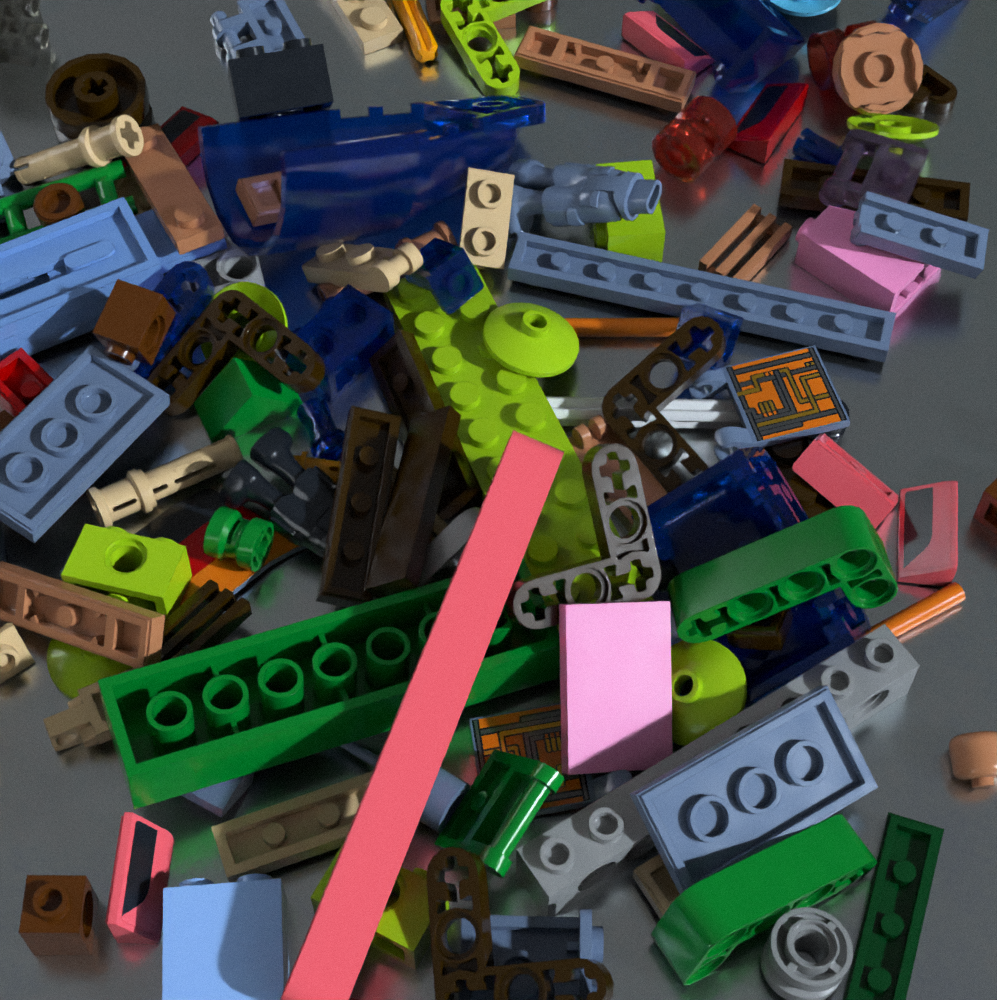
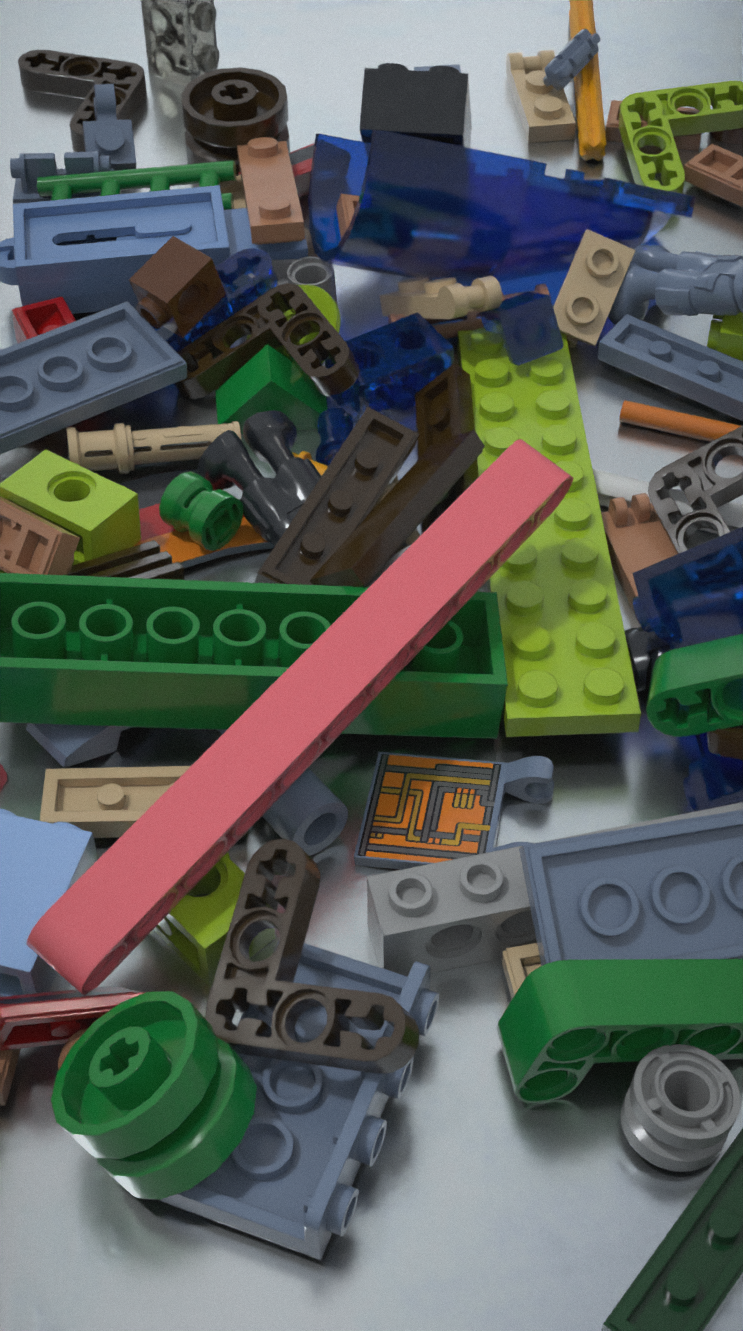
camera: 20 degrees right, 10 degrees down
(57, 203) = (153, 177): reddish brown tile -> none
(93, 147) = (209, 143): tan pin -> none
(500, 808) = (373, 835): green plate -> none
(530, 339) = (596, 409): lime dish -> none
(614, 551) = (599, 598): dark brown beam -> none
(615, 685) = (551, 742): bright pink tile -> none
(716, 693) = (650, 781): lime dish -> none

